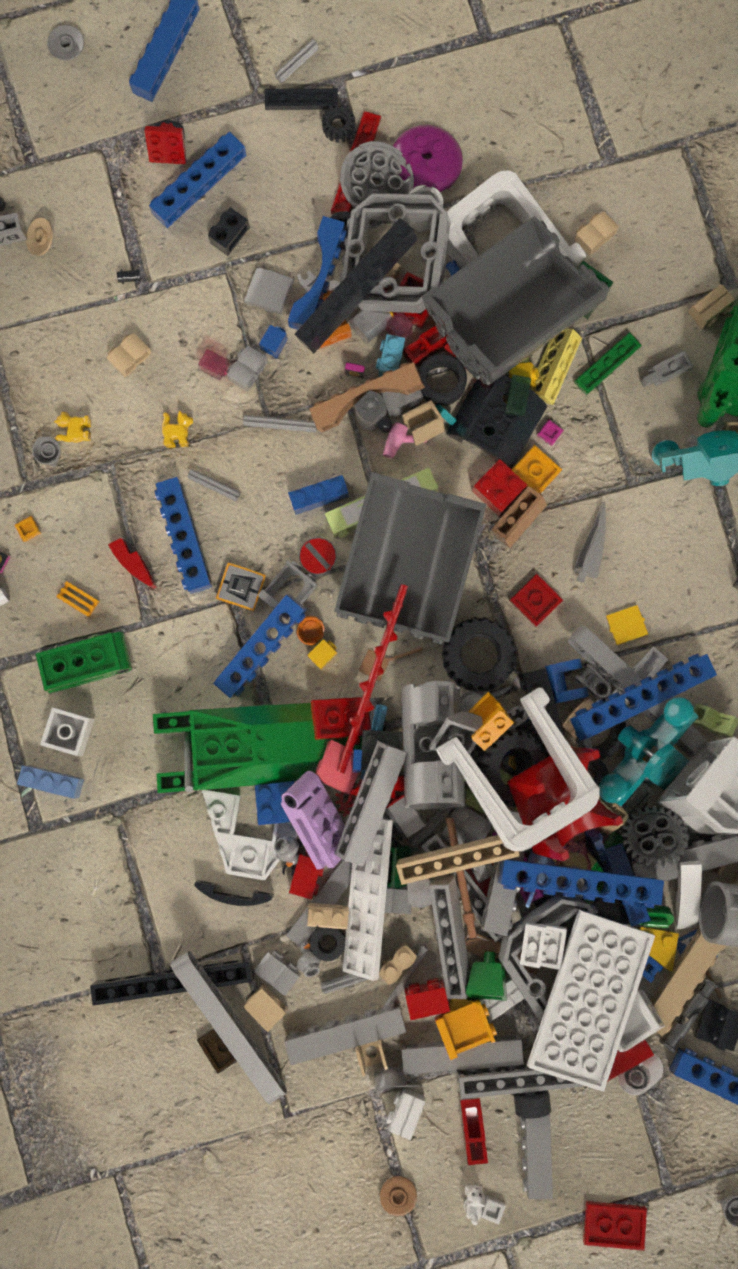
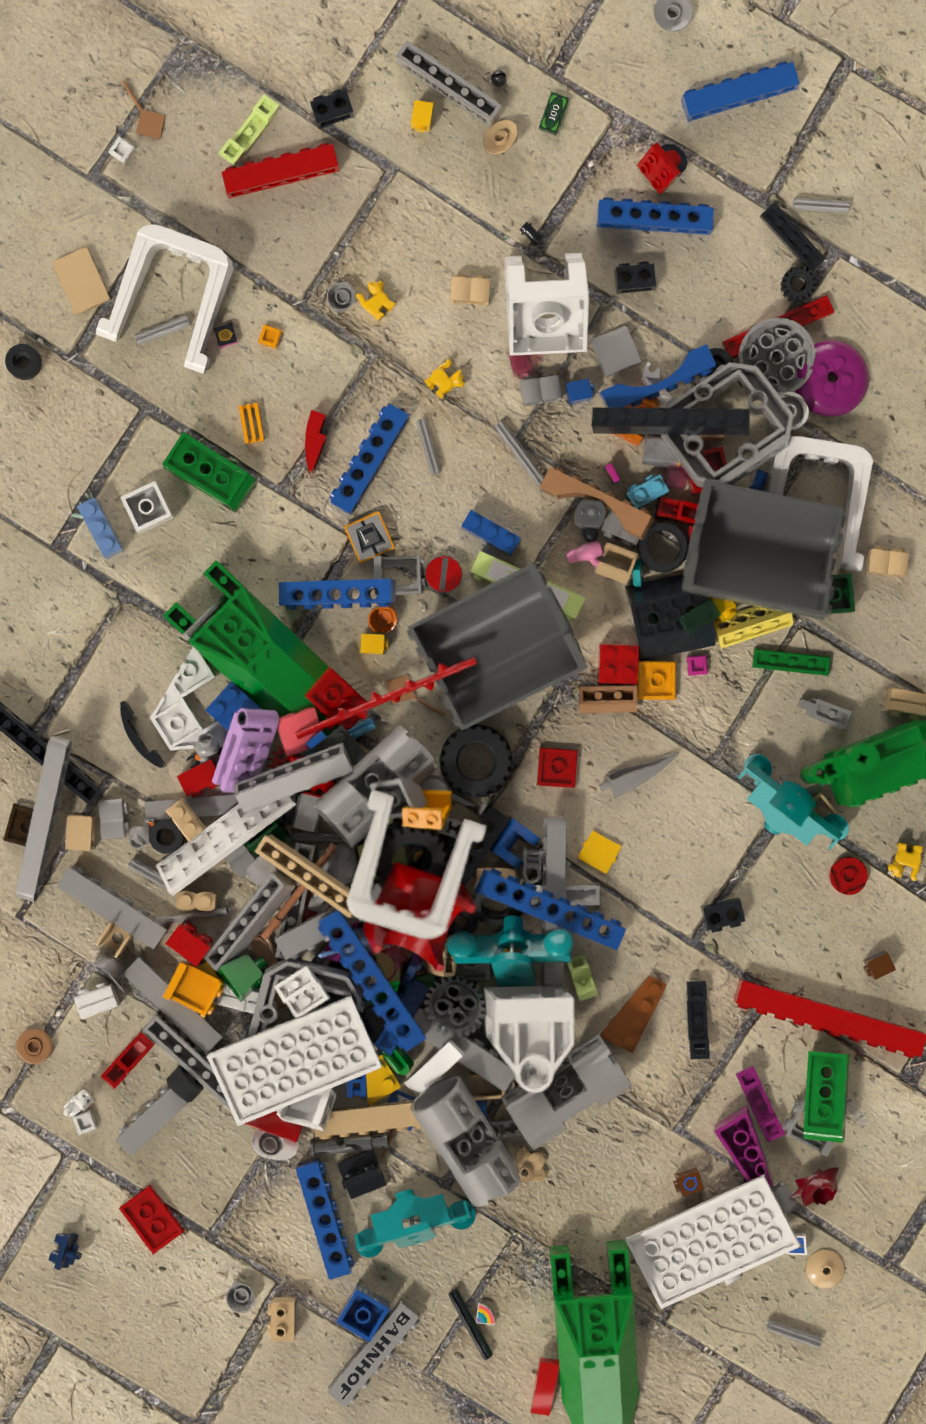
camera: 40 degrees right, 5 degrees up
(58, 187) = (553, 113): none -> clear green tile
(171, 310) = (530, 300): none -> white brick

